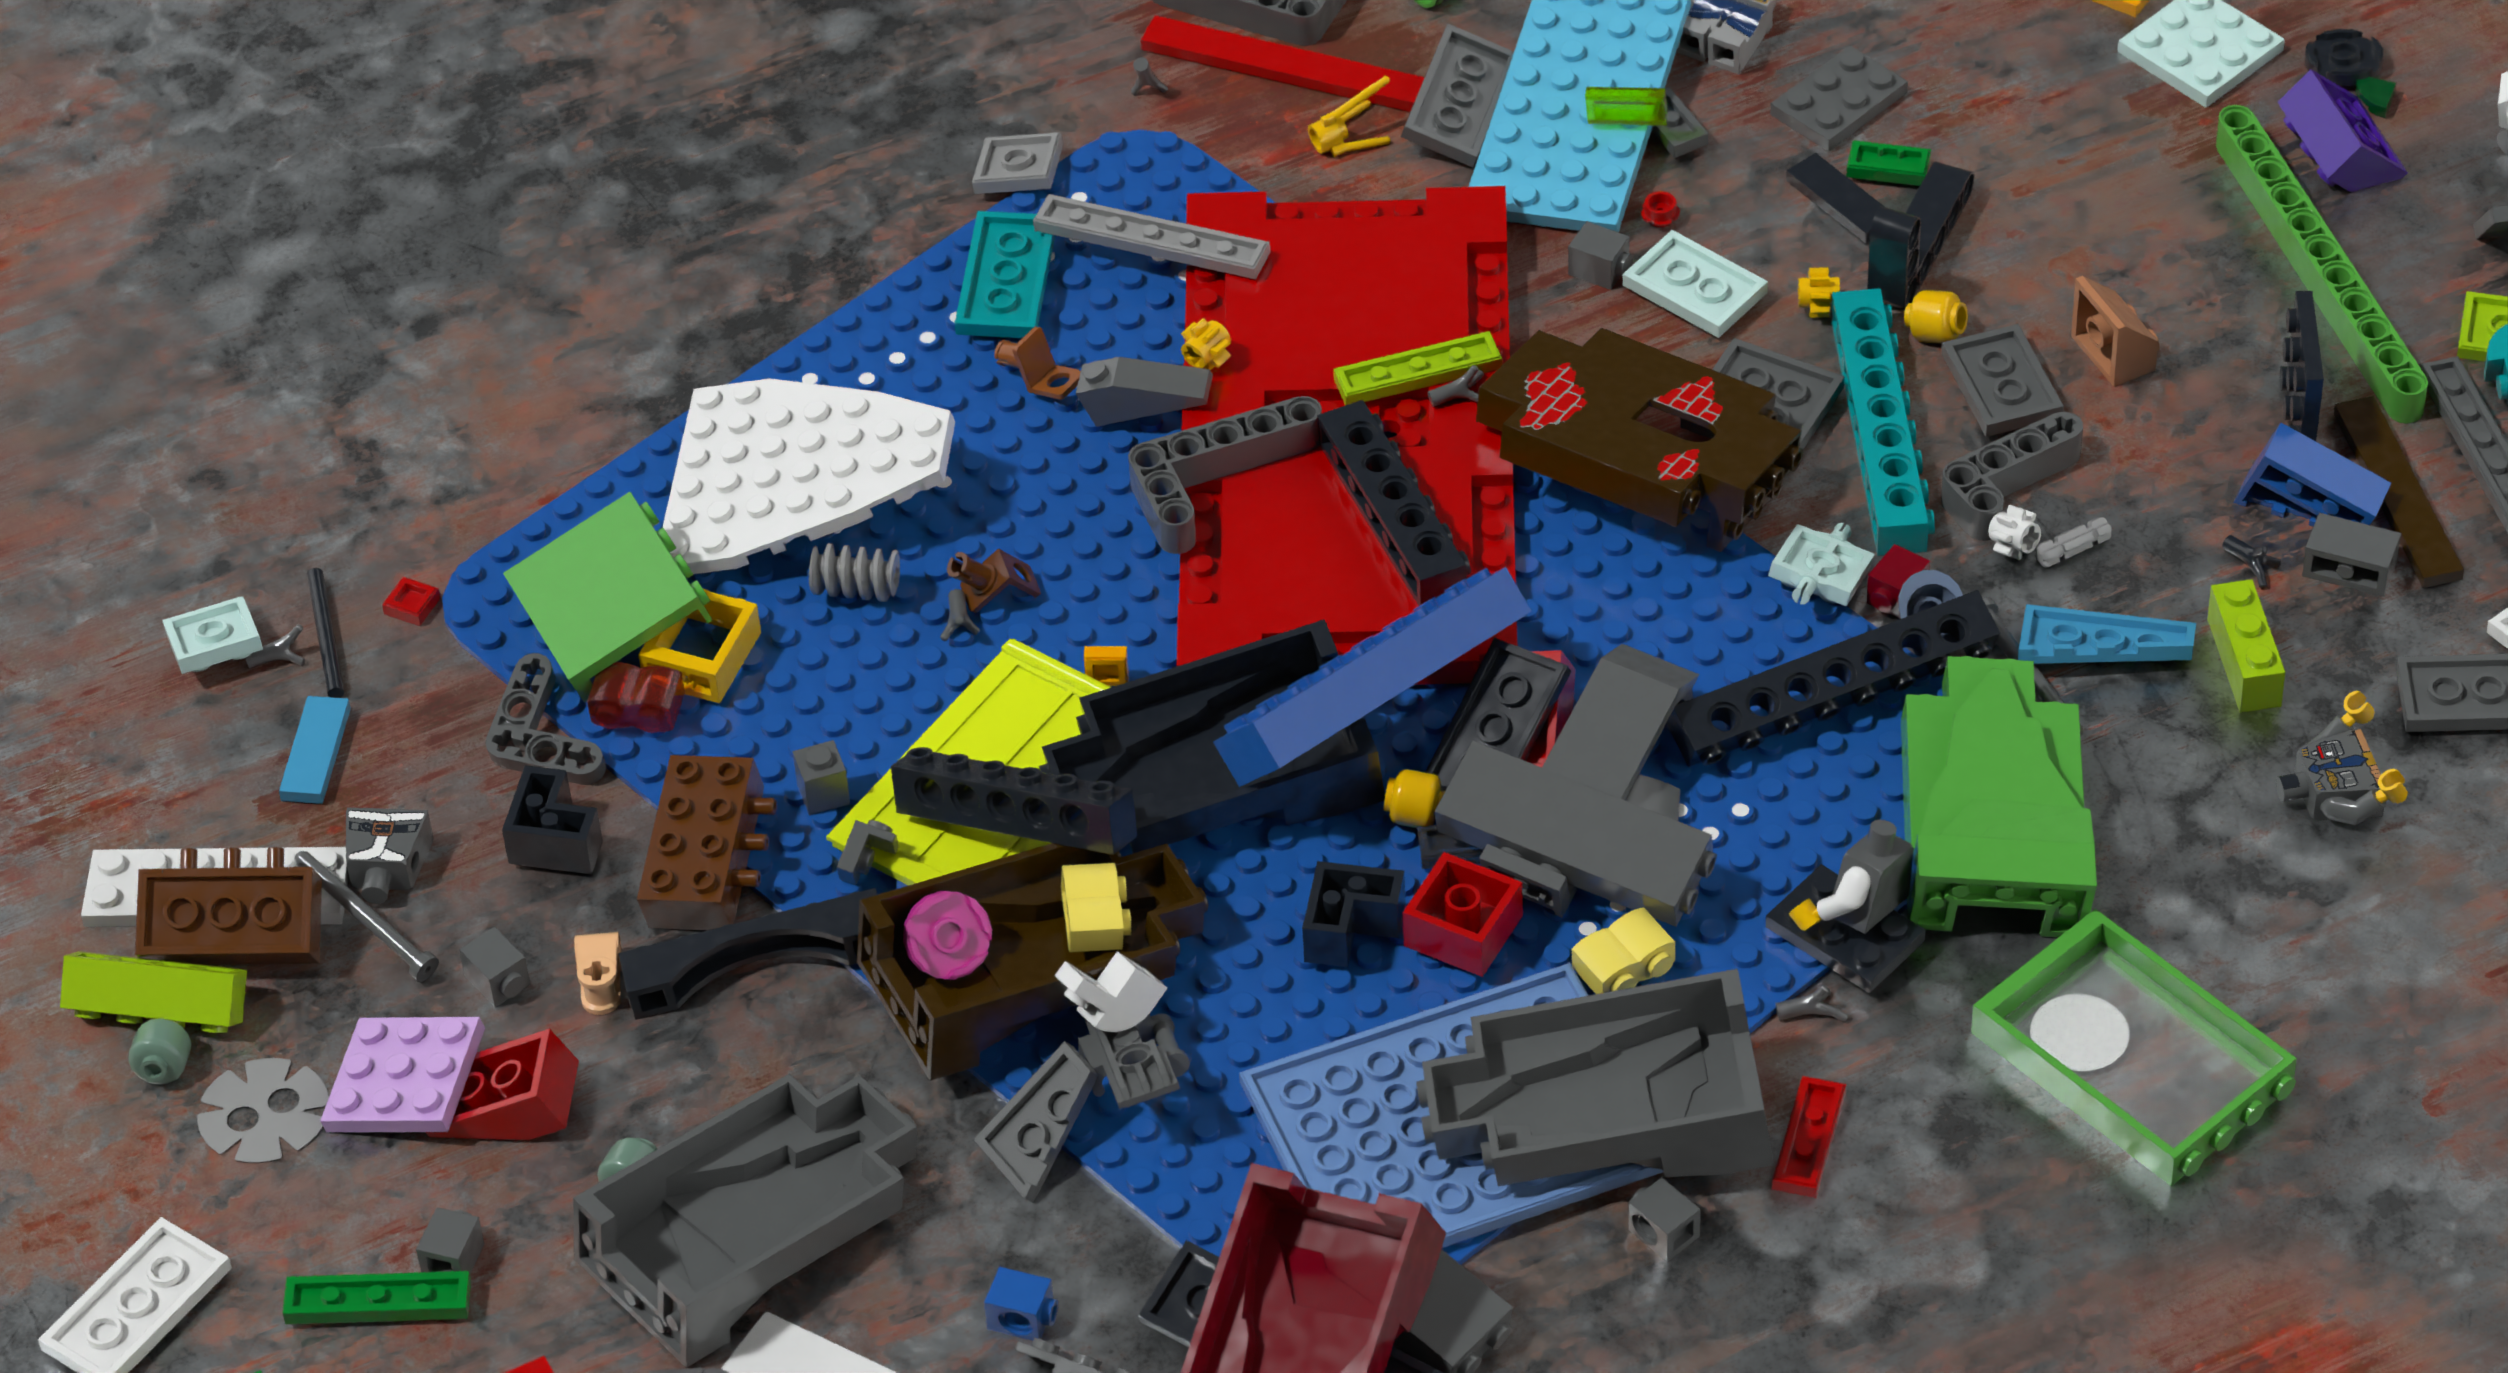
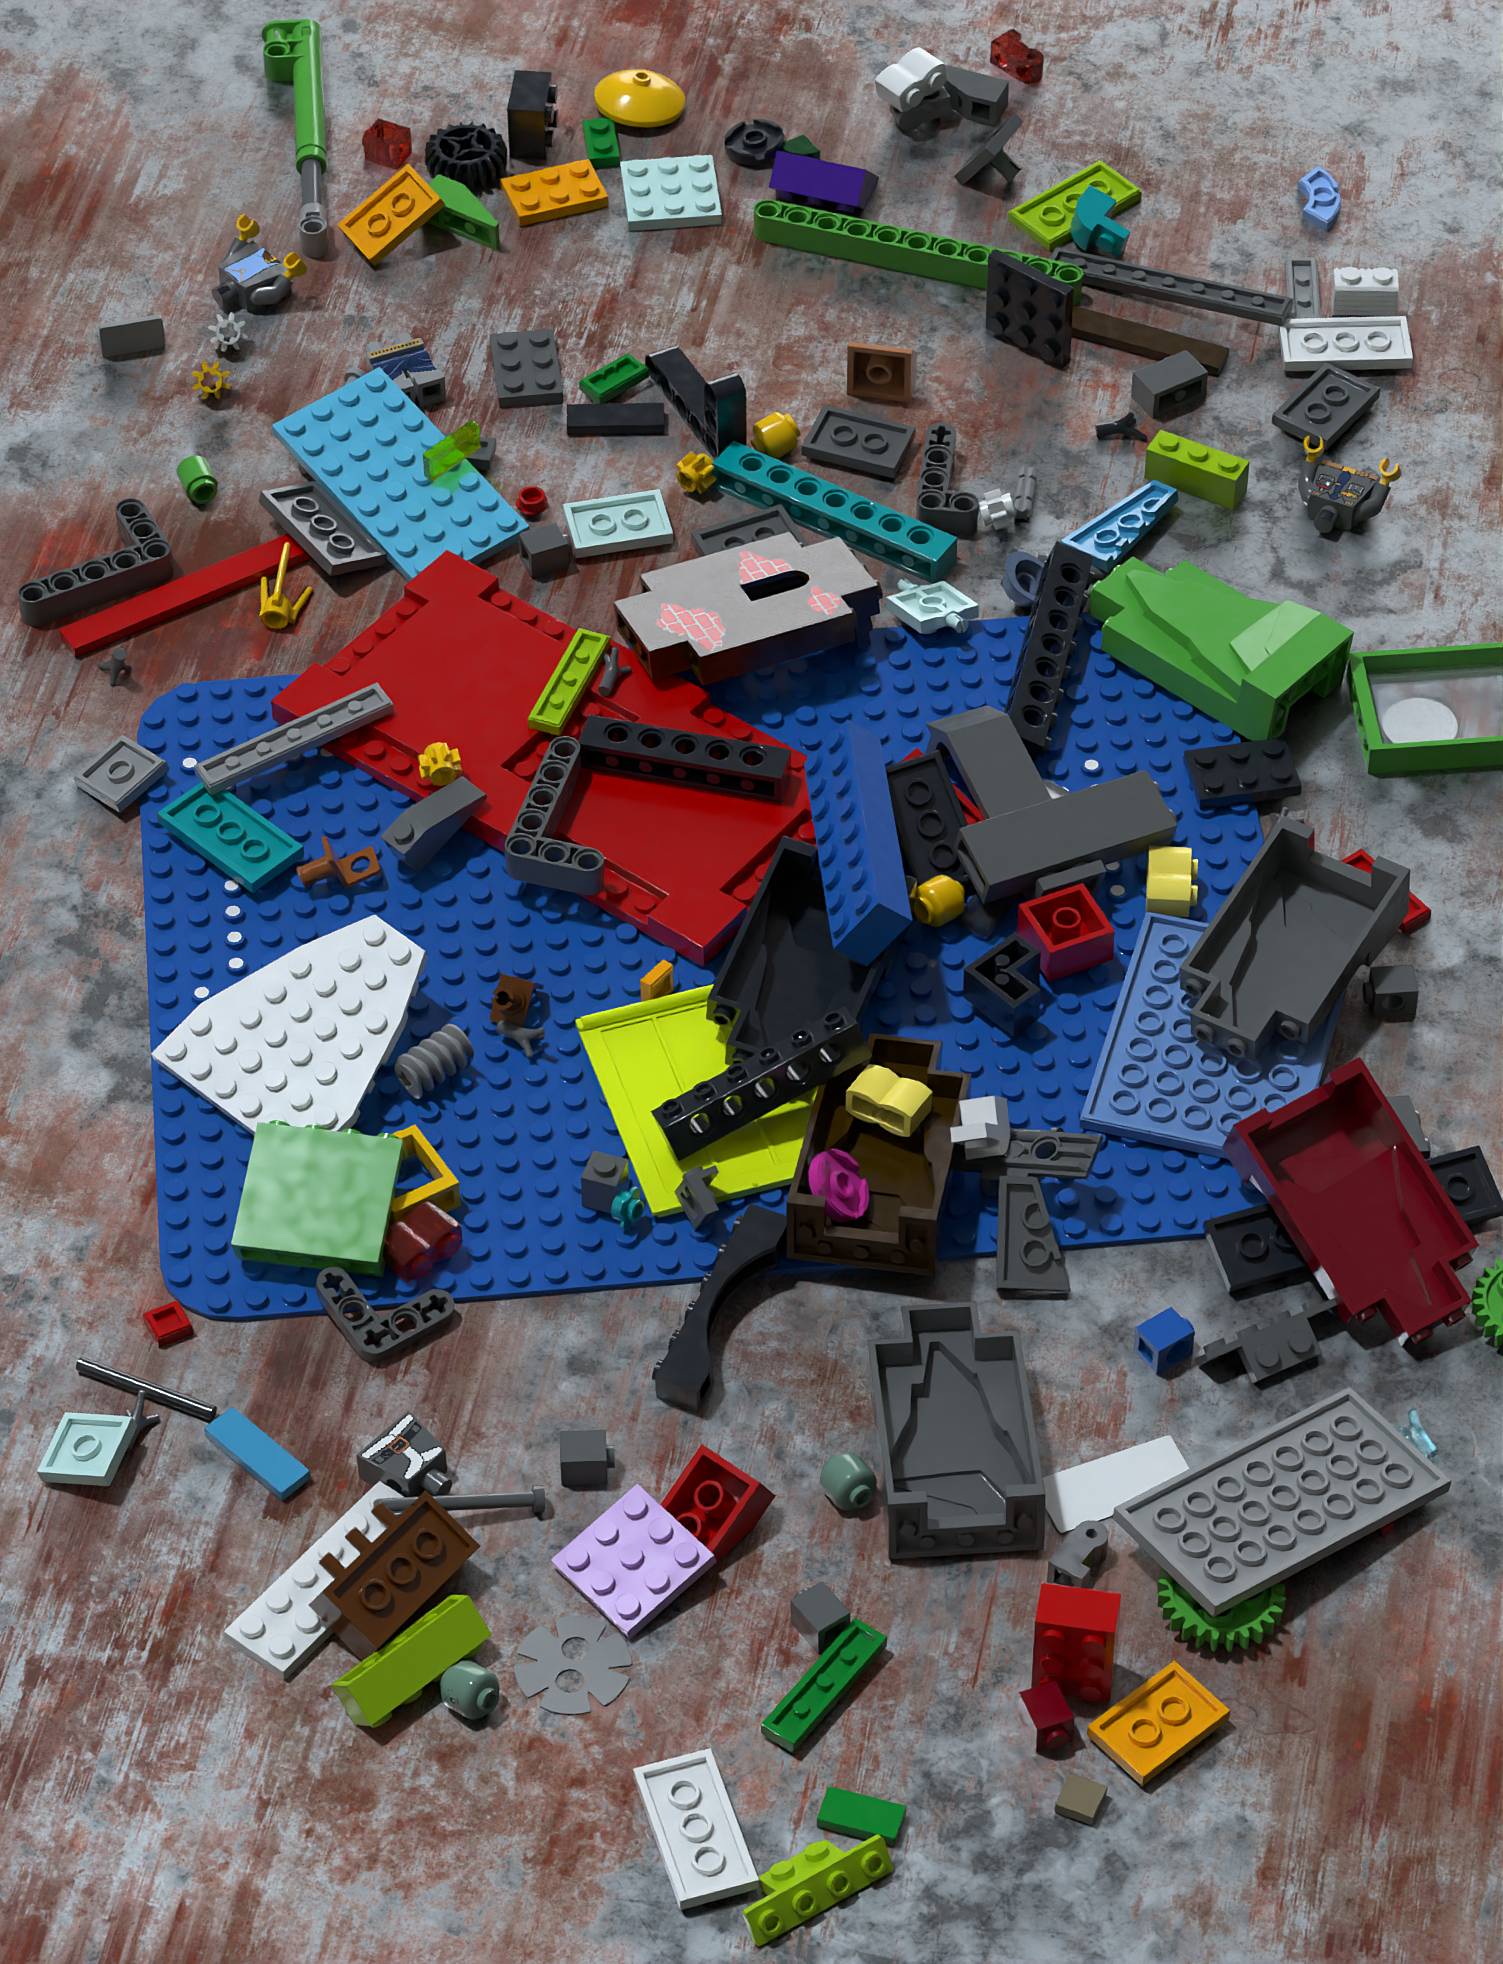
camera: 55 degrees left, 0 degrees up
(547, 828) = (488, 1359): black brick -> none
(599, 971) = (642, 1399): light nougat piece -> none
(703, 842) = (597, 1277): reddish brown piece -> none
(809, 813) = (627, 1207): none -> teal plate
(1869, 882) = (1242, 727): dark grey torso -> none
(1889, 576) = (980, 582): dark red brick -> none
(2310, 479) = (1097, 363): blue wedge -> none

